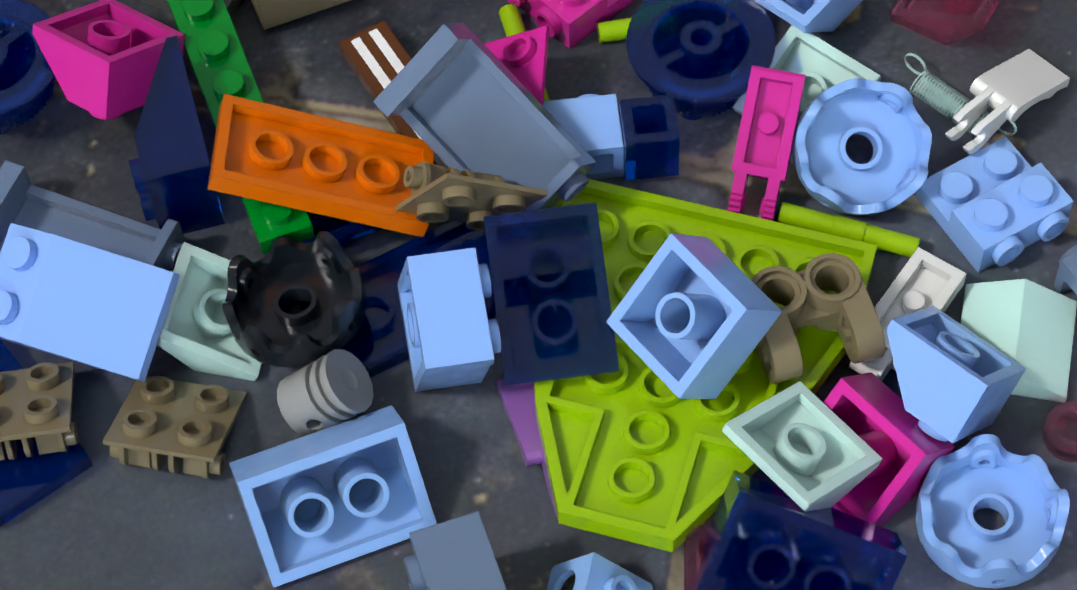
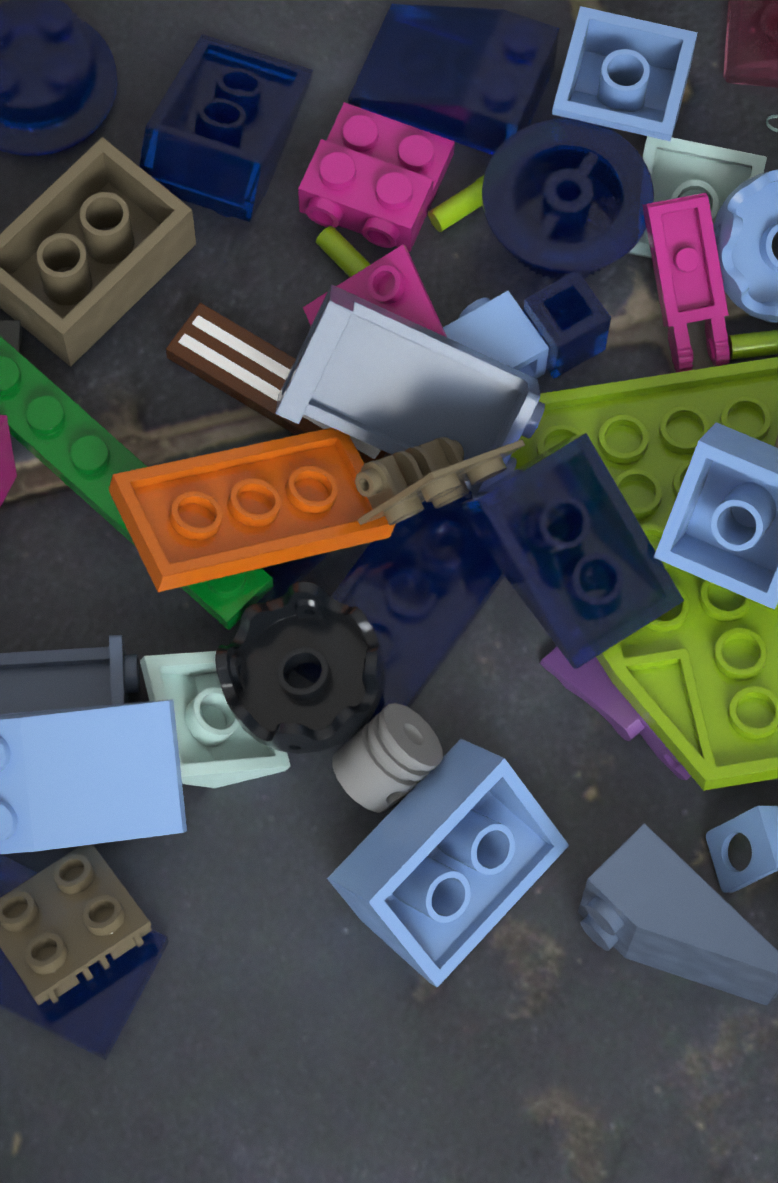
camera: 30 degrees left, 10 degrees up
(172, 151) = (88, 570): clear blue slope -> none
(176, 421) = (239, 857): dark tan hinge -> none
(447, 319) = (481, 624): light blue brick -> none

